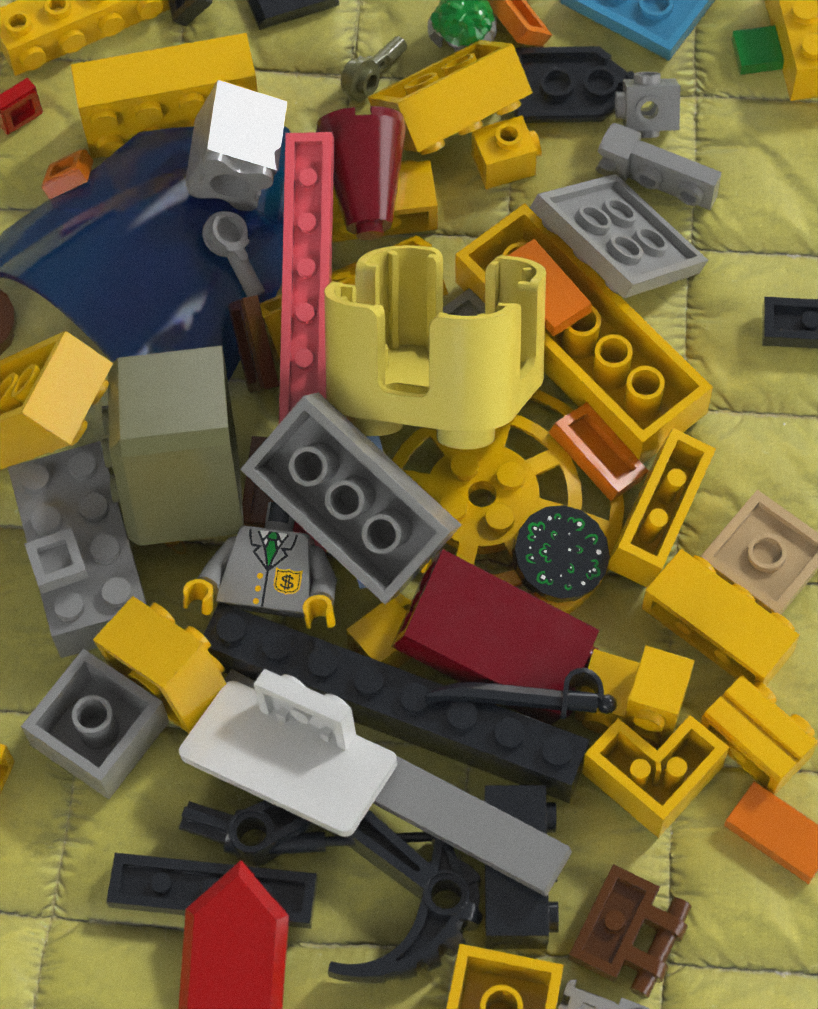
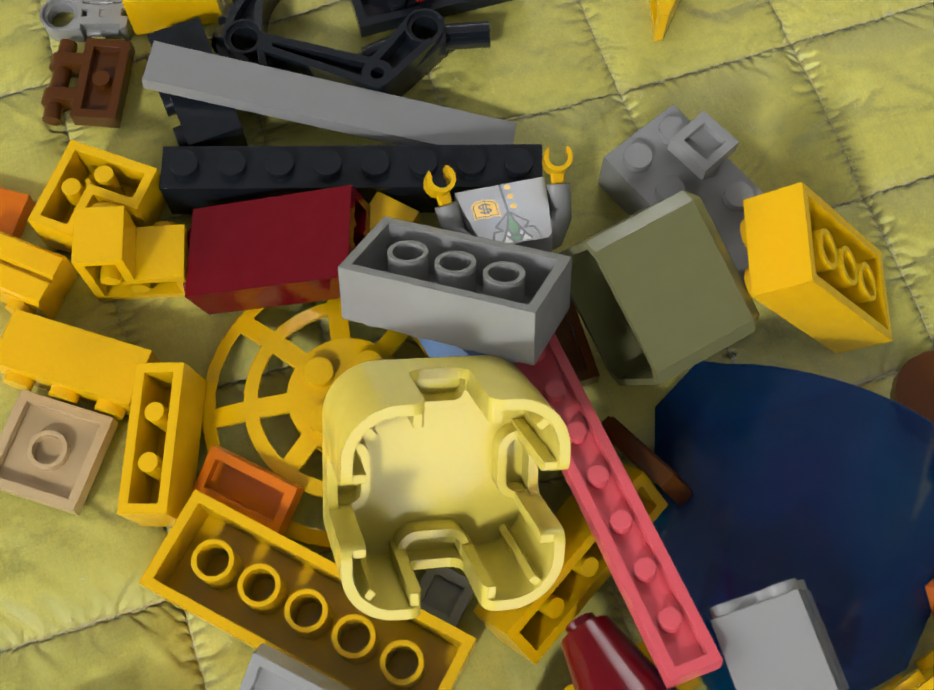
camera: 155 degrees right, 5 degrees up
(95, 723) = (597, 64): light grey brick -> none
(163, 659) = (565, 107): yellow brick -> none
(227, 237) = (731, 553): light grey plate -> none
(291, 750) = (418, 83): white bracket -> none
(534, 697) = (219, 199): black sword -> none
(560, 553) = (248, 362): black tile -> none
(563, 300) = (373, 641): orange tile -> none

